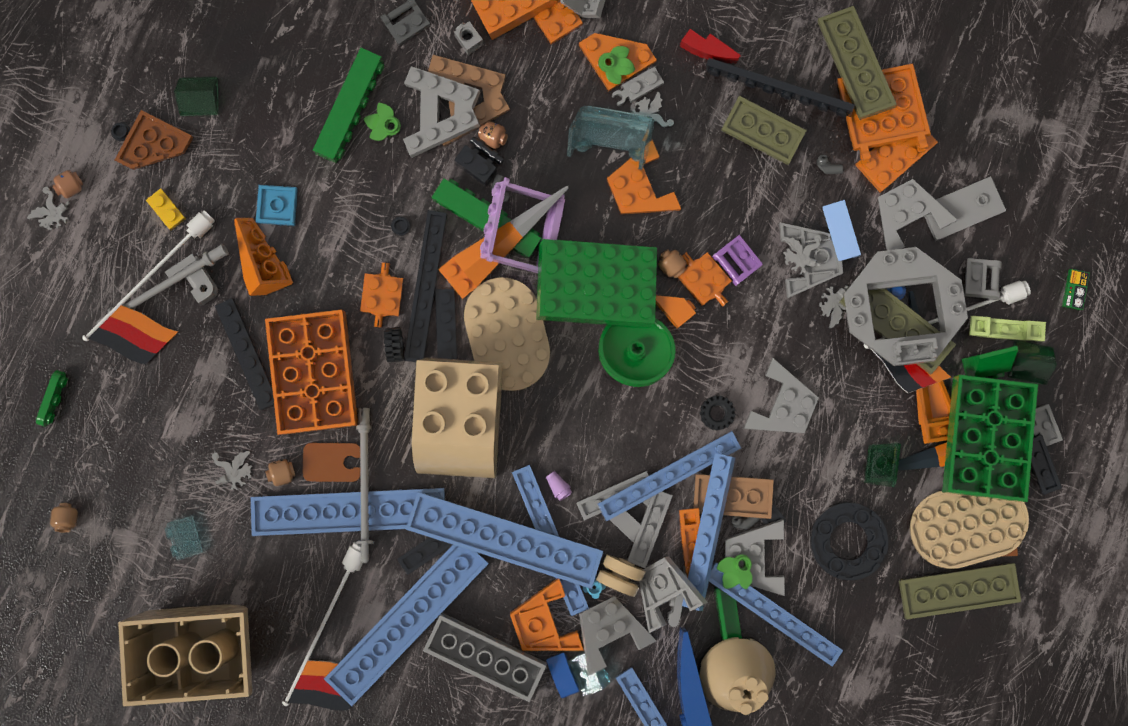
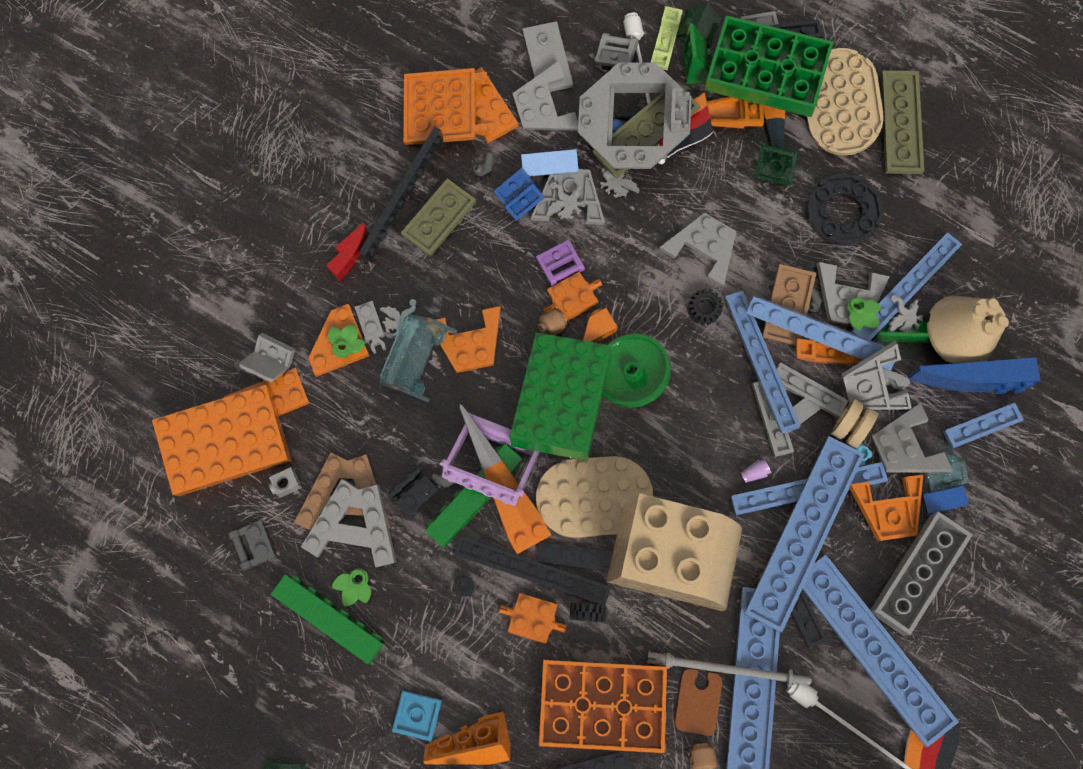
camera: 75 degrees left, 10 degrees down
(493, 135) = (389, 475): nougat head -> none
(740, 619) = (907, 316): none -> light grey piece
(802, 206) = (519, 194): none -> blue slope
(856, 63) = (392, 121): olive plate -> none

